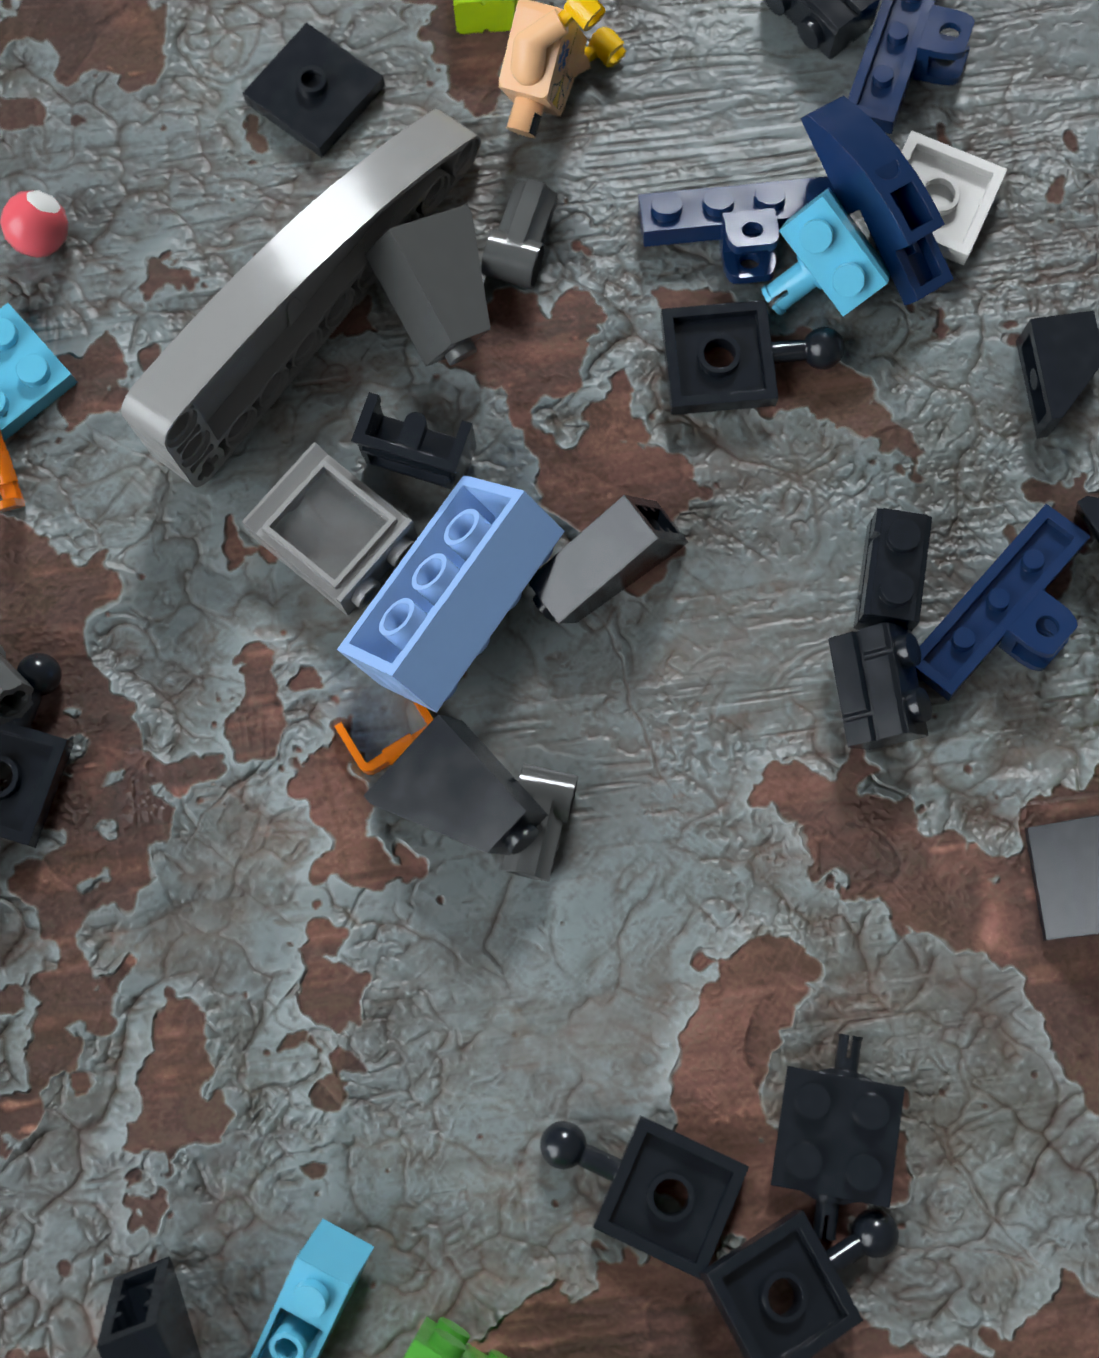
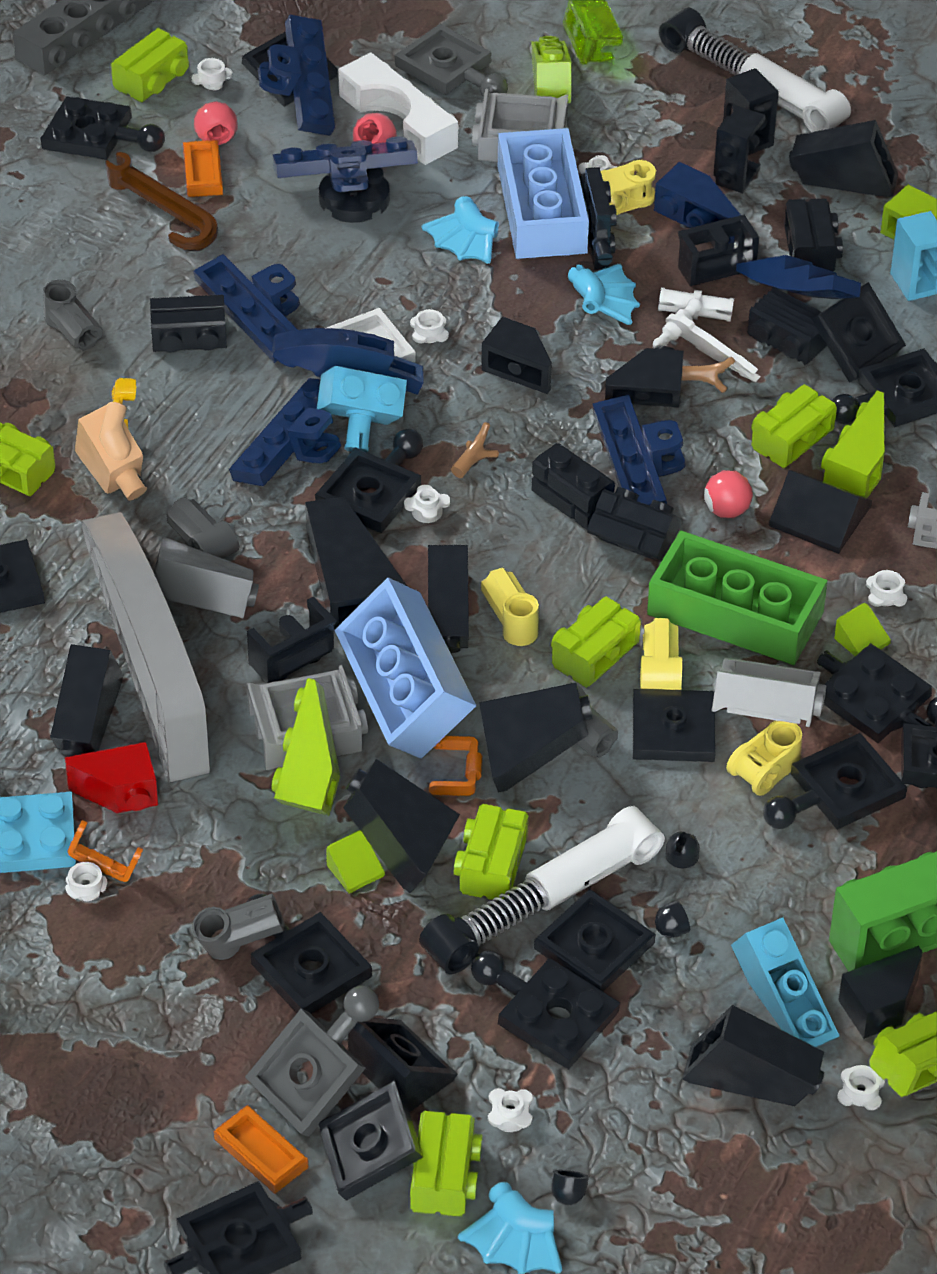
camera: 60 degrees left, 30 degrees down
(99, 400) = (114, 778): none -> red slope
(136, 1051) = (549, 988): none -> black plate
(170, 294) = (85, 700): none -> black slope
(172, 723) = (353, 862): none -> lime slope
(230, 1058) = (595, 940): none -> black plate
(231, 741) = (399, 821): none -> black slope
(252, 585) = (311, 763): none -> lime slope
(268, 955) = (625, 840): none -> piece
(274, 862) = (492, 852): none -> lime brick
(317, 1124) = (672, 920): none -> black hinge
(439, 1077) = (690, 851): none -> black hinge
(581, 421) = (344, 556): none -> black slope
(618, 930) = (673, 725): none -> black plate
(628, 1078) = (767, 756): none -> light yellow piece
(659, 630) = (512, 606): none -> light yellow piece
(671, 760) = (595, 641): none -> lime brick
(689, 859) = (661, 661): none -> light yellow piece
(720, 1026) = (768, 691): none -> window
(746, 445) = (427, 504): none -> white plate
(852, 883) = (737, 597): none -> bright green brick
(868, 426) = (474, 453): none -> medium nougat bar
(922, 1060) = (859, 629): none -> lime slope
(1021, 757) = (728, 494): none -> coral piece
(1035, 1043) = (886, 589): none -> white plate
(1037, 231) = (429, 327): none -> white plate

